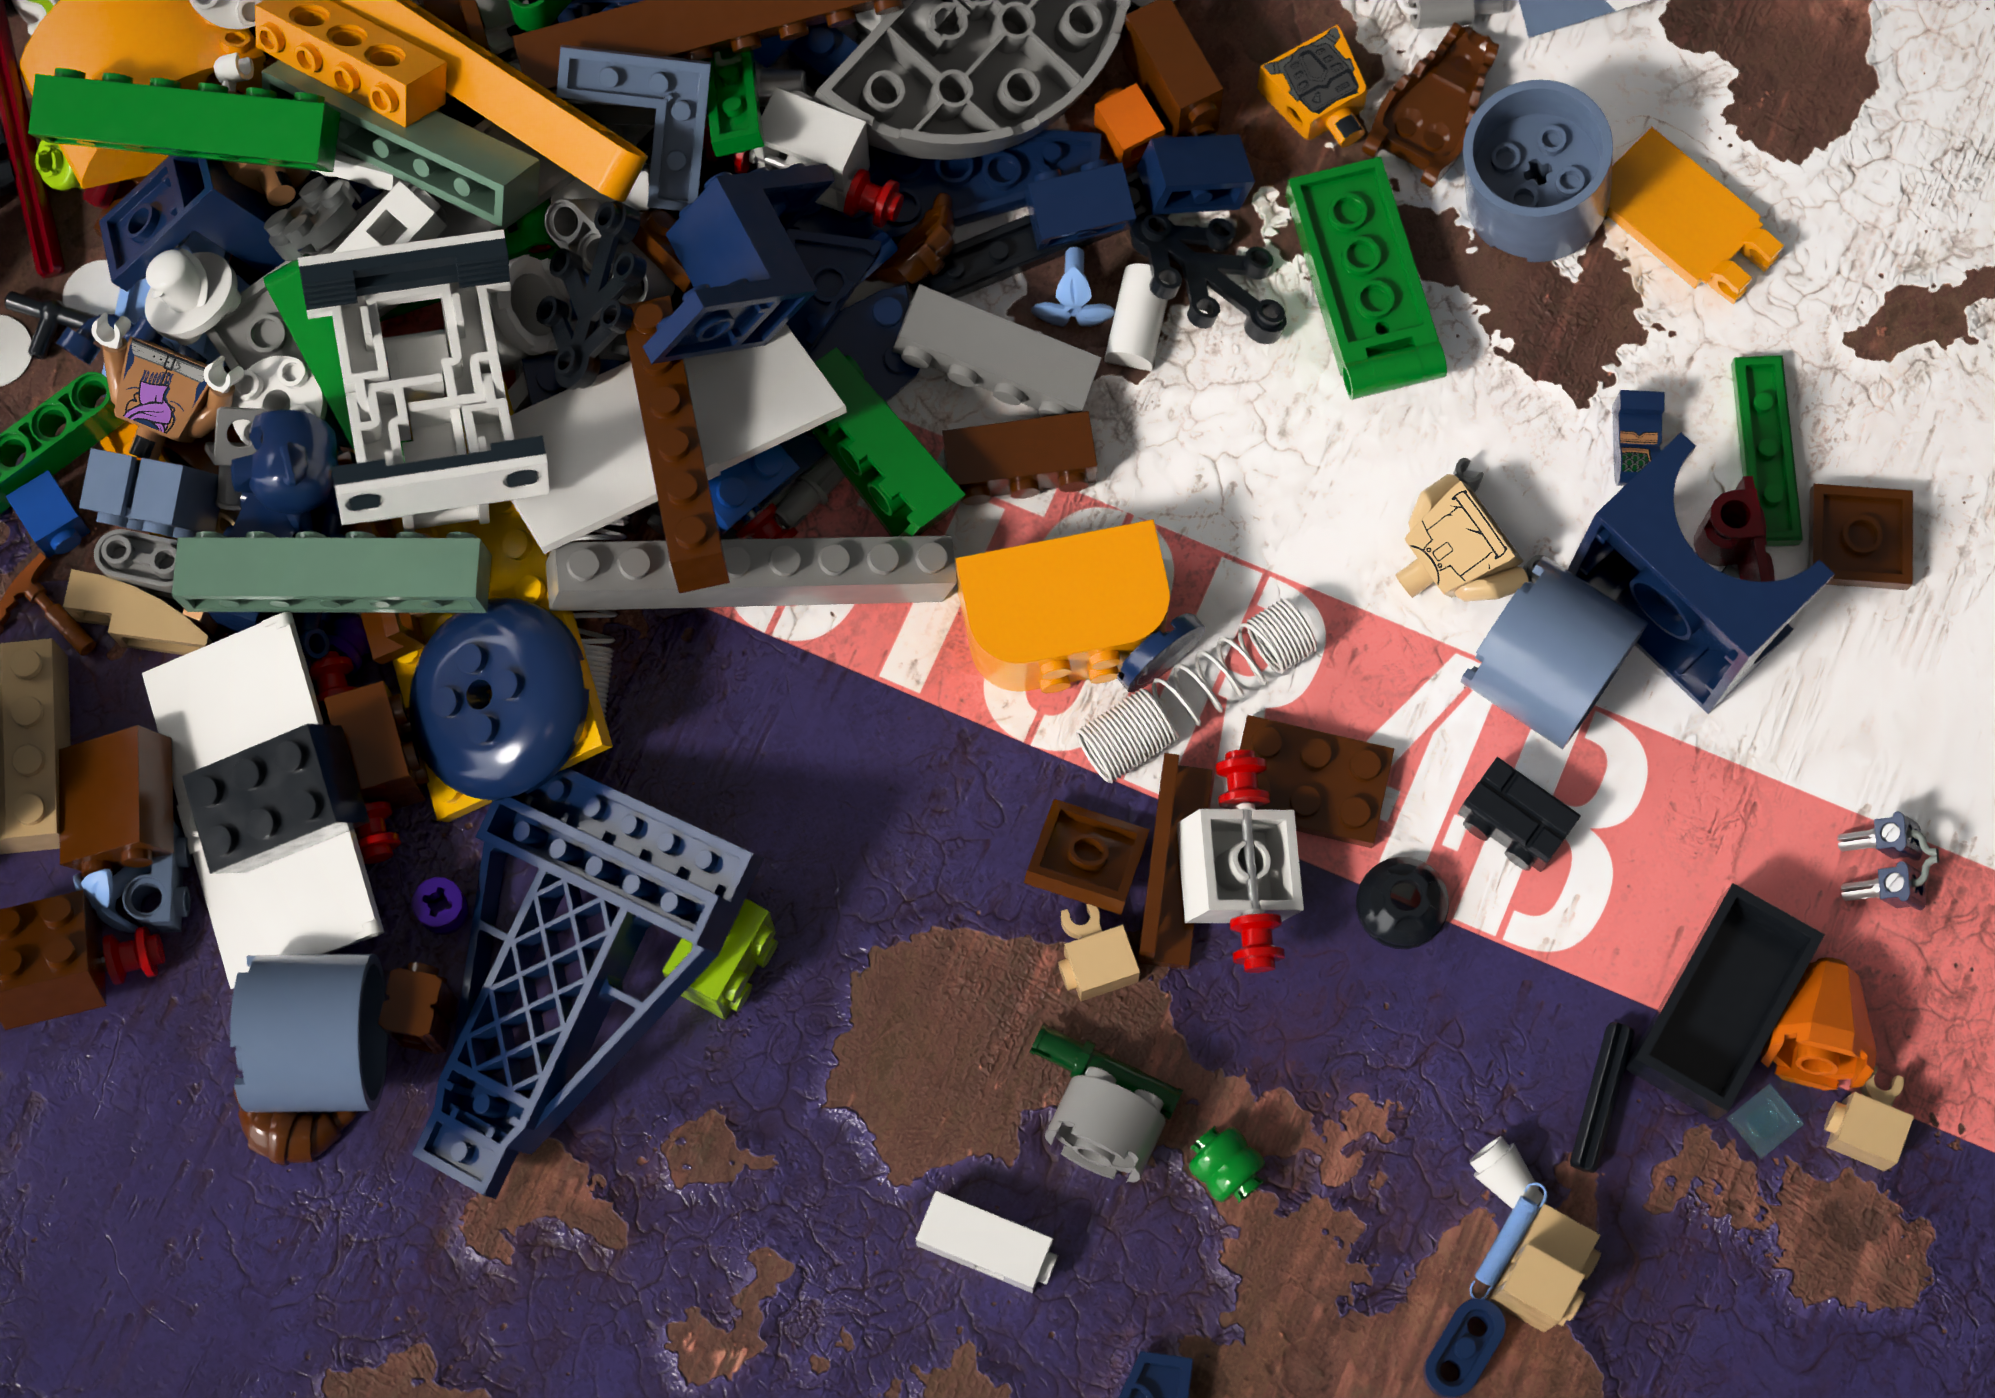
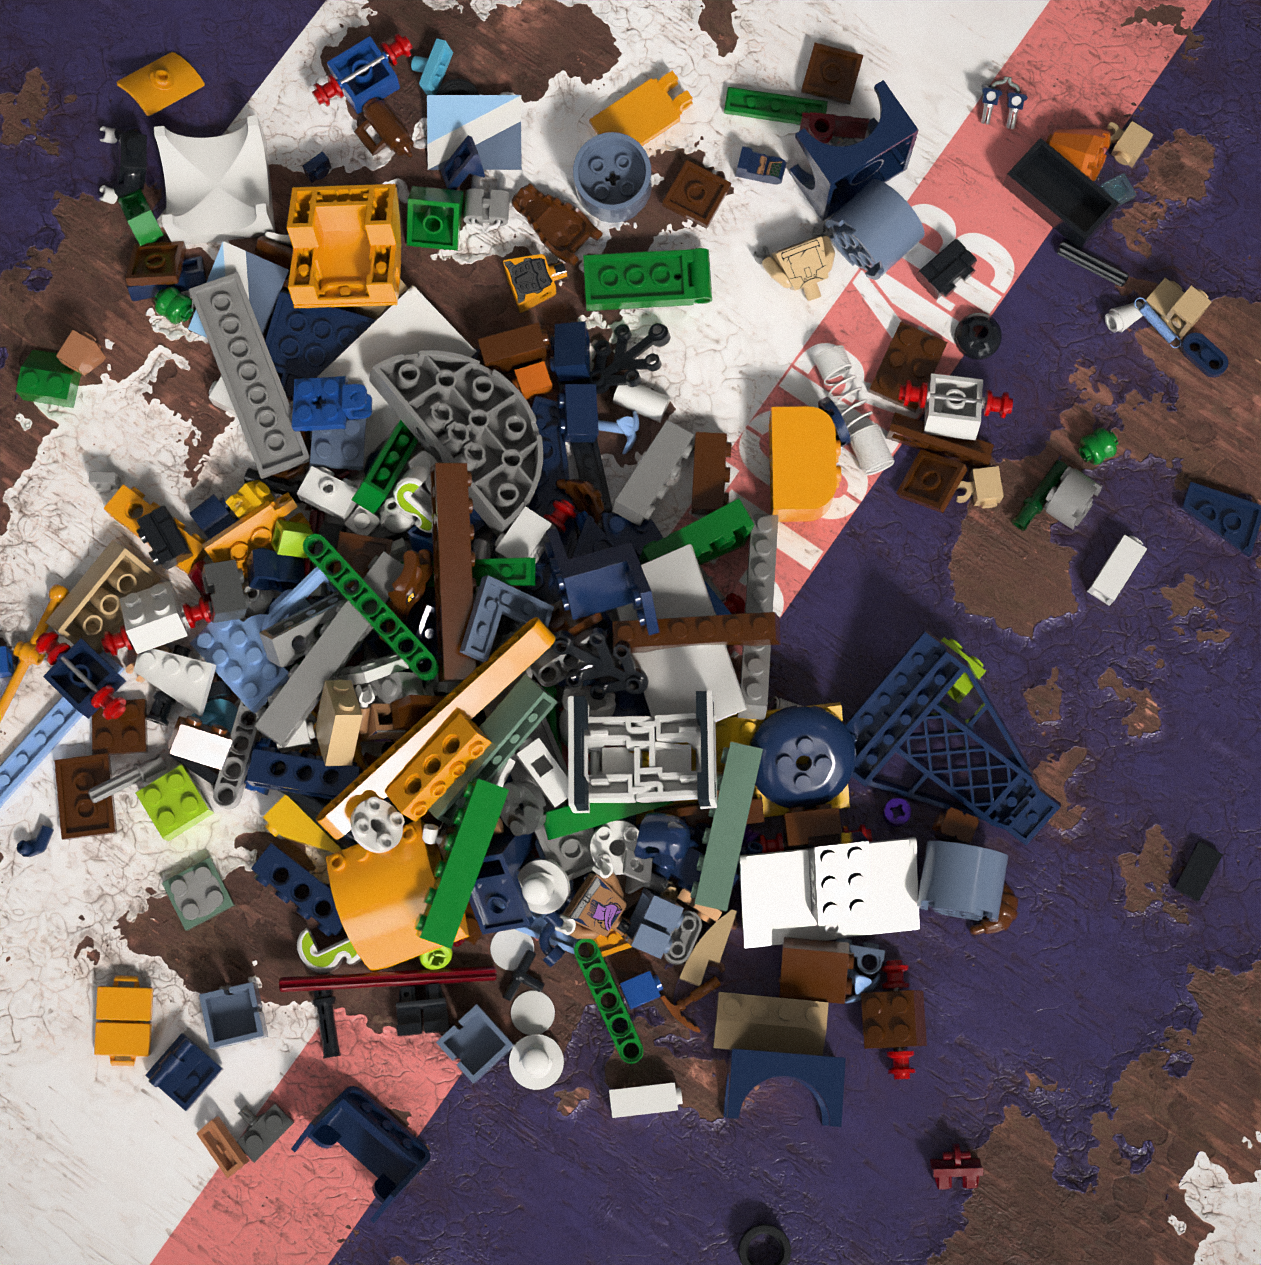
camera: 80 degrees left, 5 degrees up
(1555, 338) = (696, 194): none -> reddish brown plate

